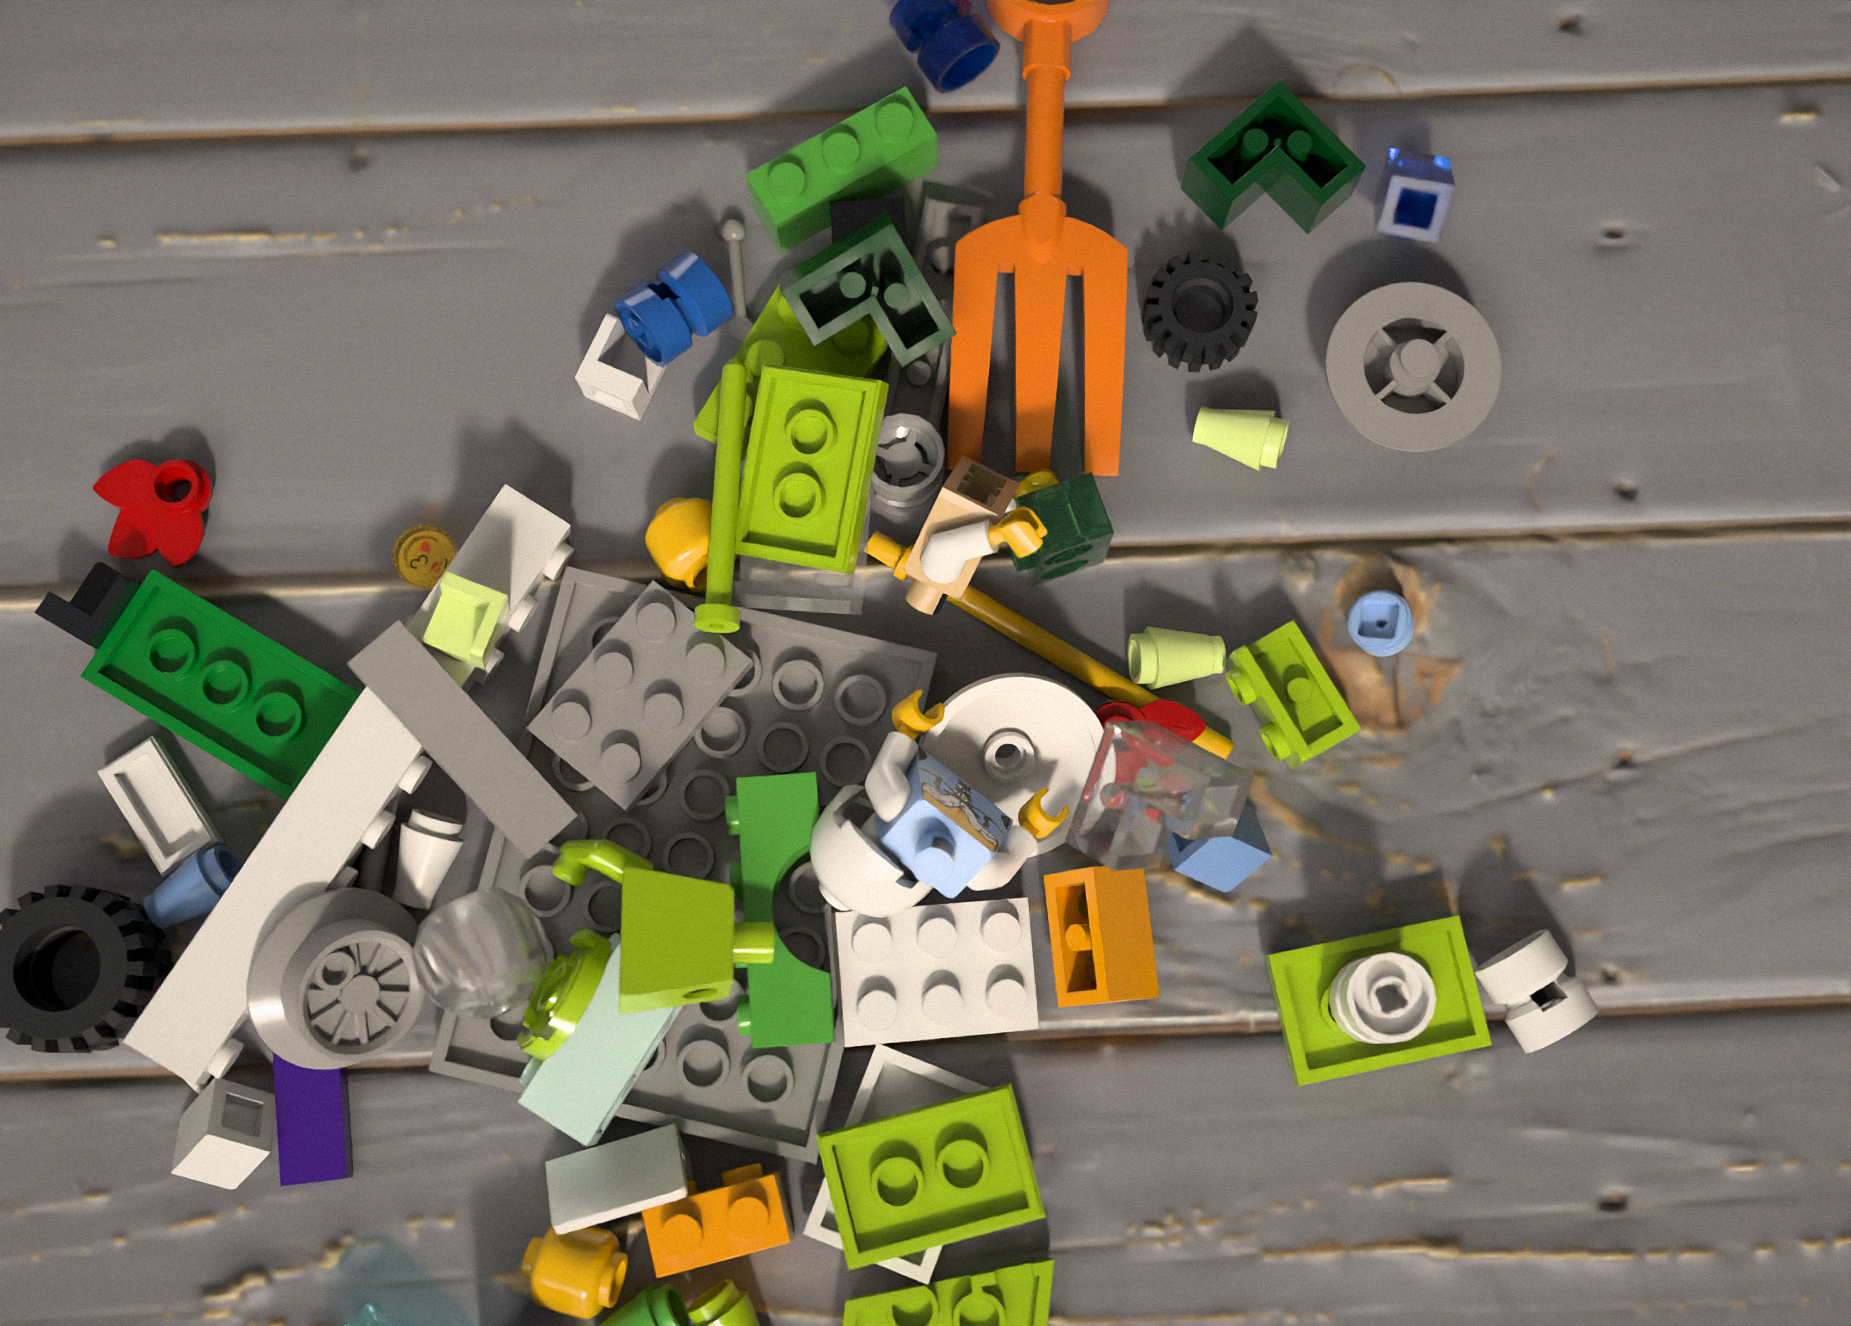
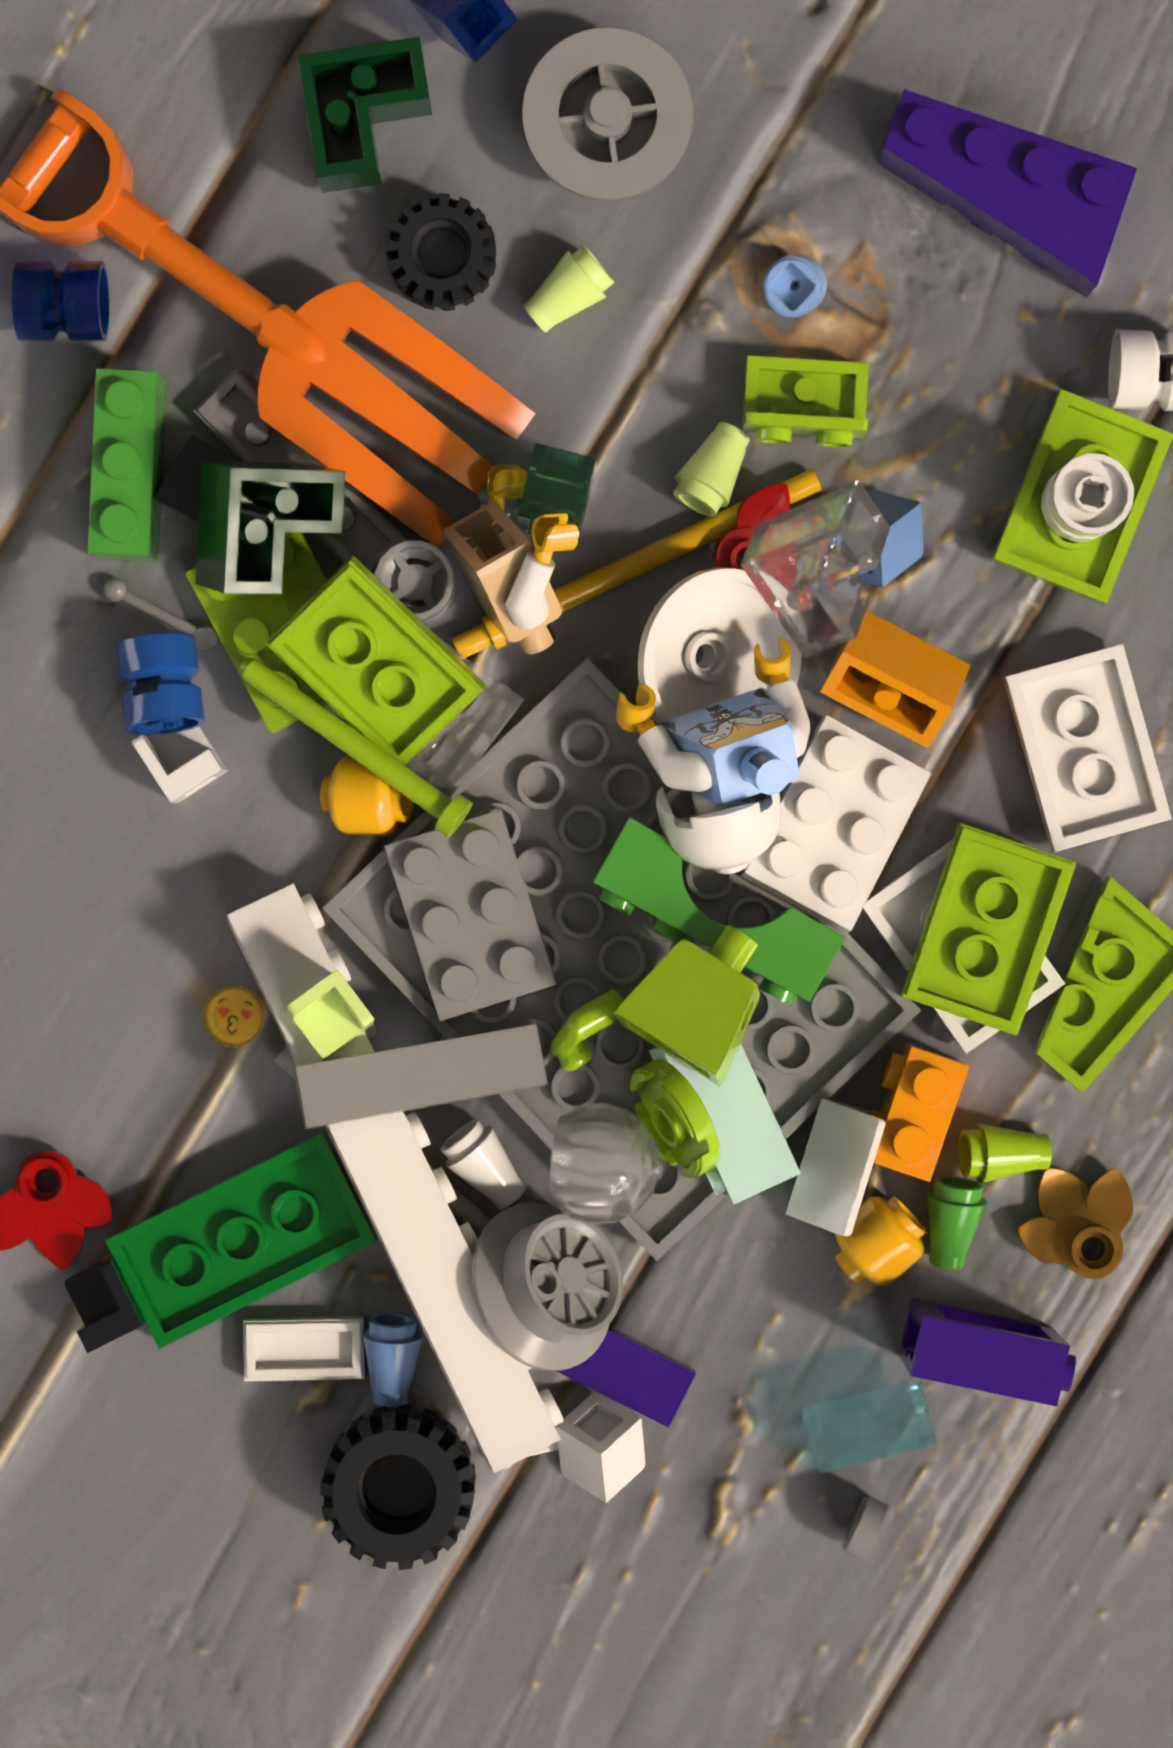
camera: 55 degrees left, 10 degrees up
(1157, 1158) = (1087, 748): none -> white plate
(1604, 749) = (1012, 183): none -> dark purple wedge

